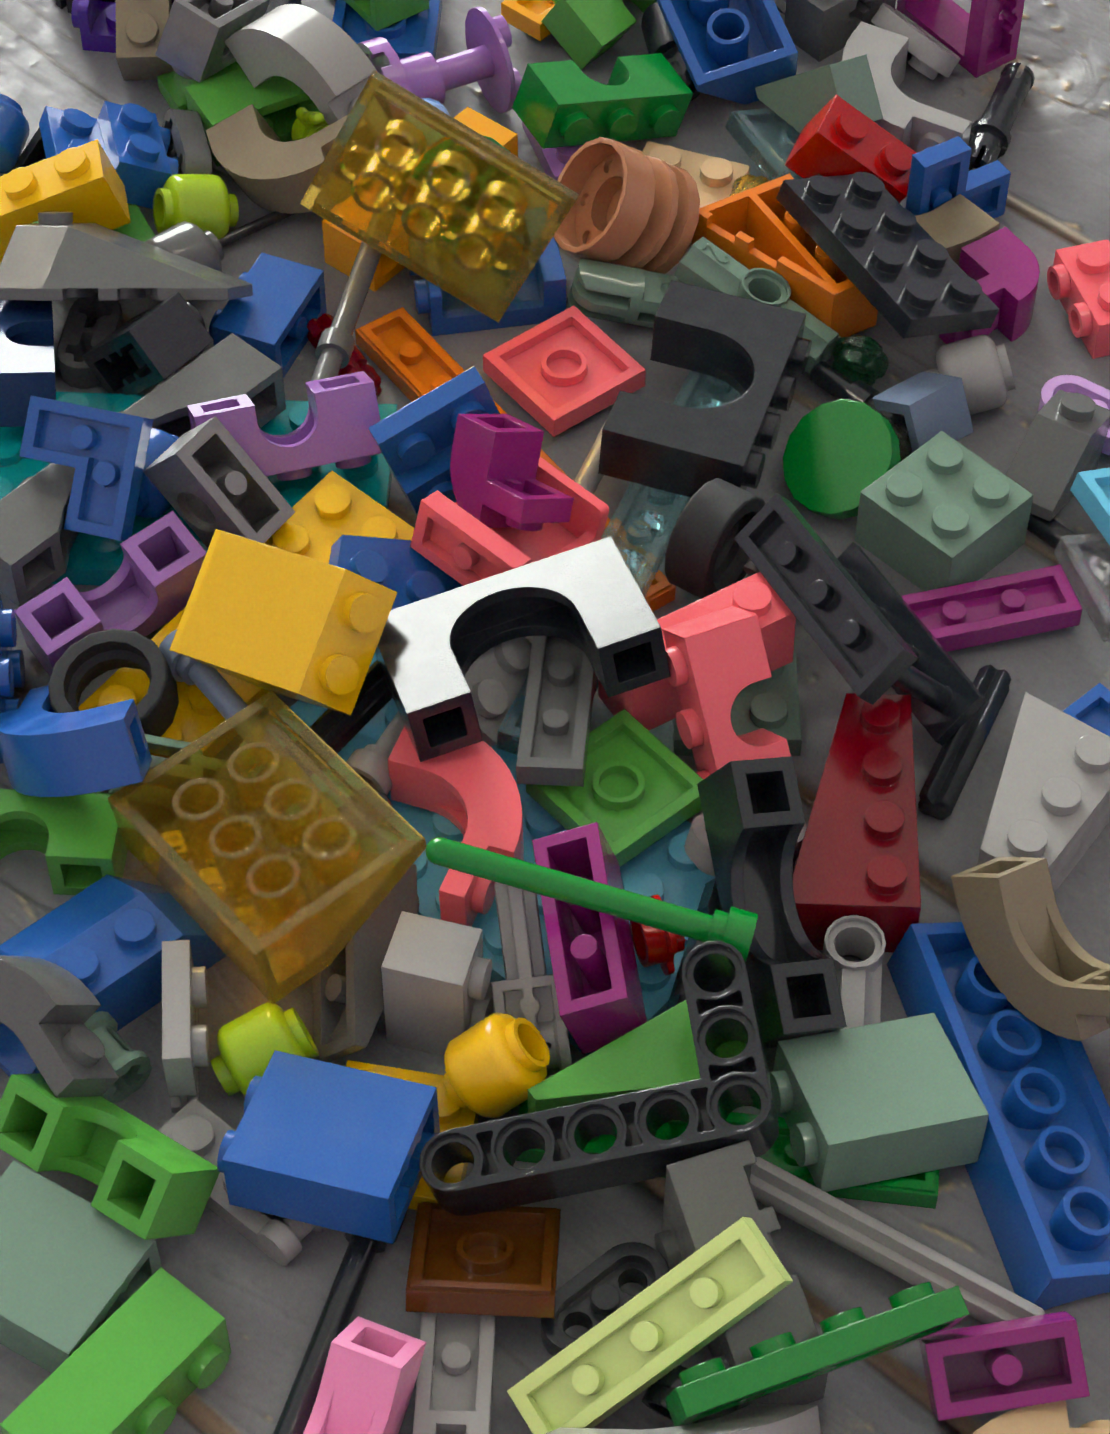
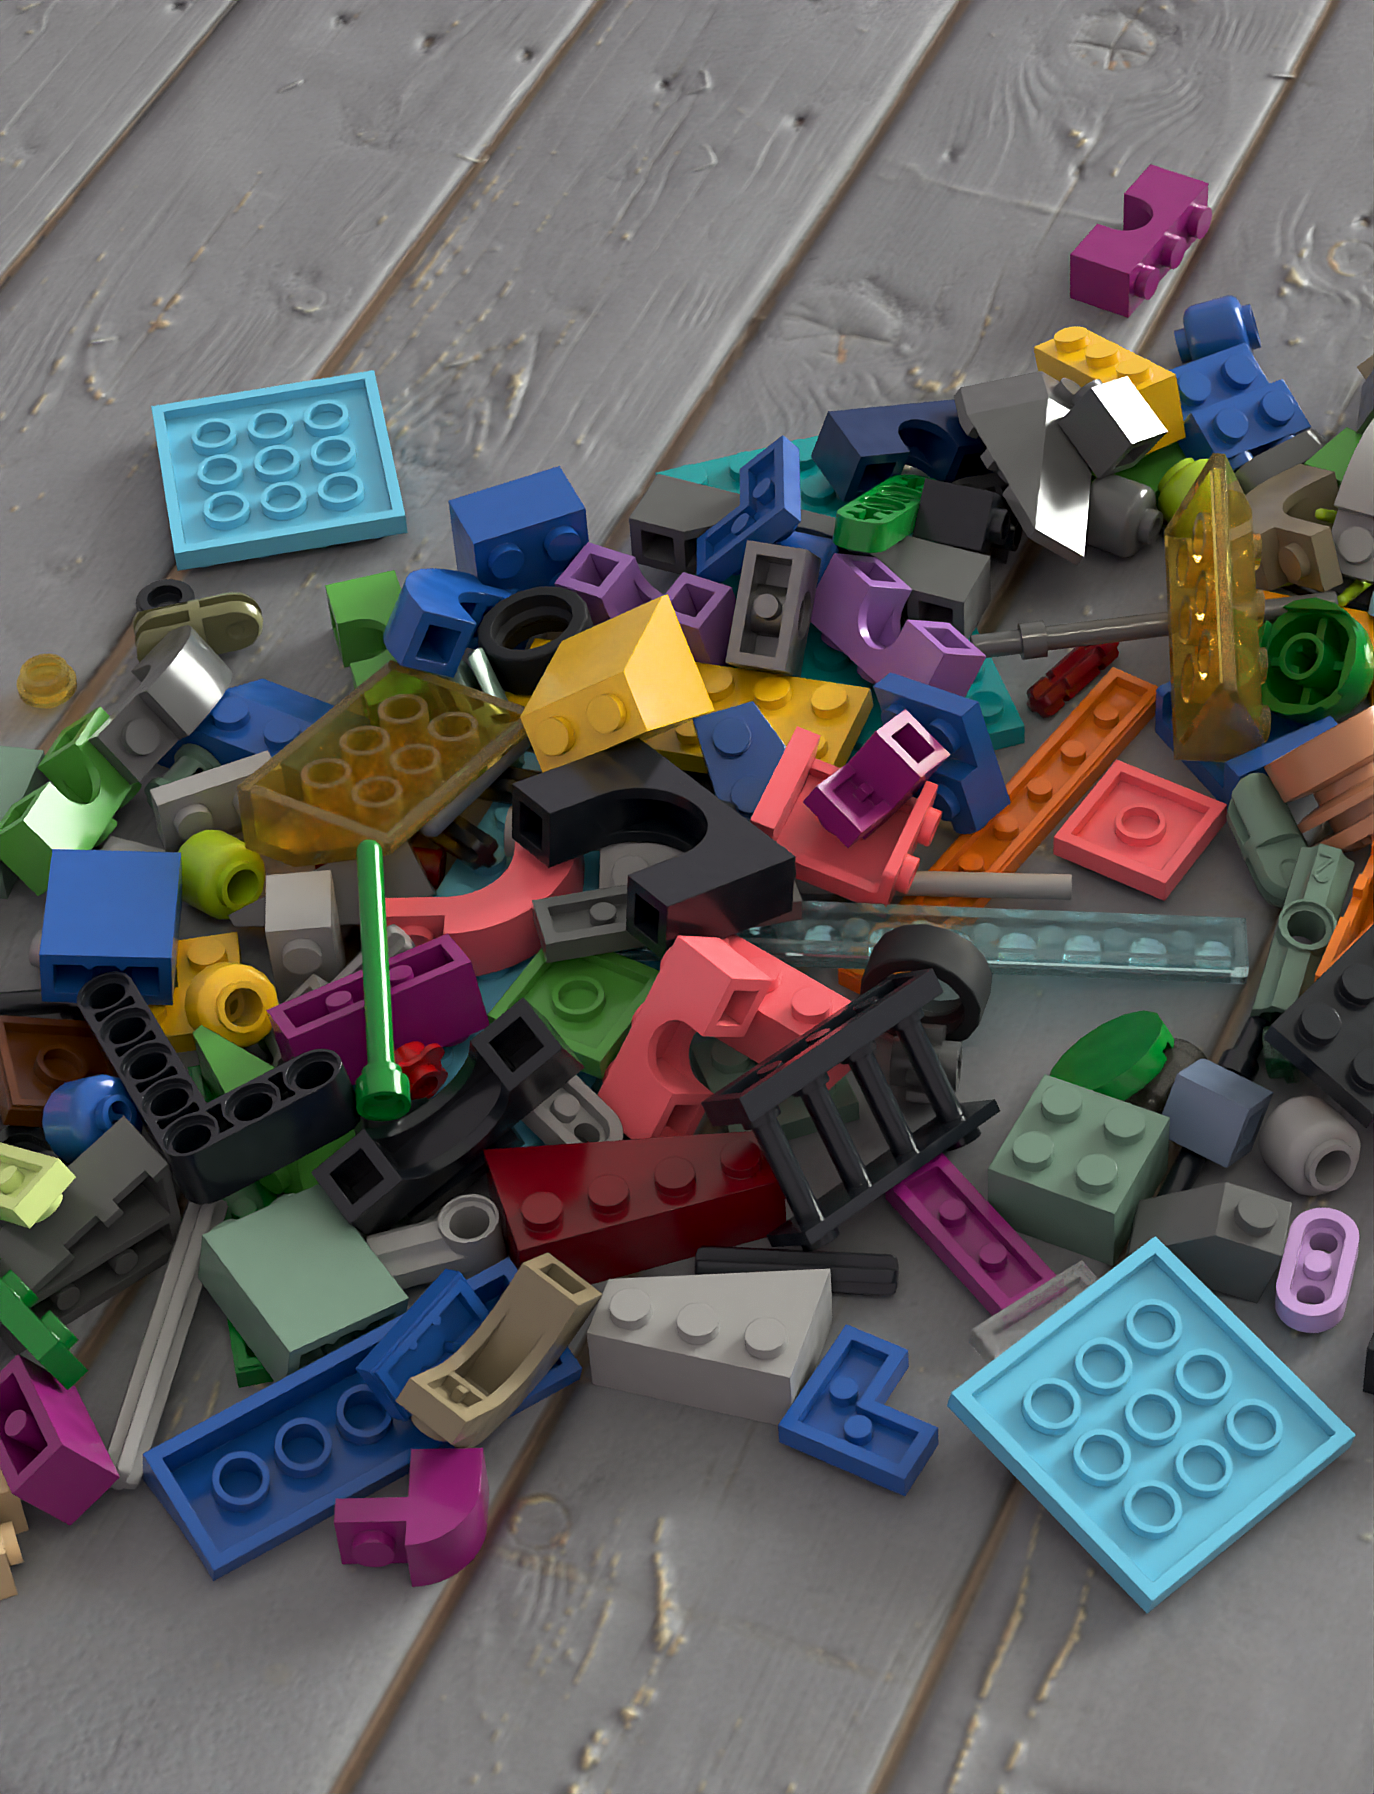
camera: 75 degrees right, 5 degrees down
(127, 201) = (1111, 425): none -> dark grey brick
(138, 378) = (880, 515): none -> green beam
(278, 312) = (1092, 590): blue brick -> none
(614, 1218) = (83, 1112): none -> blue head
(721, 336) = (1049, 954): black arch -> none
(1008, 1008) = (422, 1338): none -> blue plate

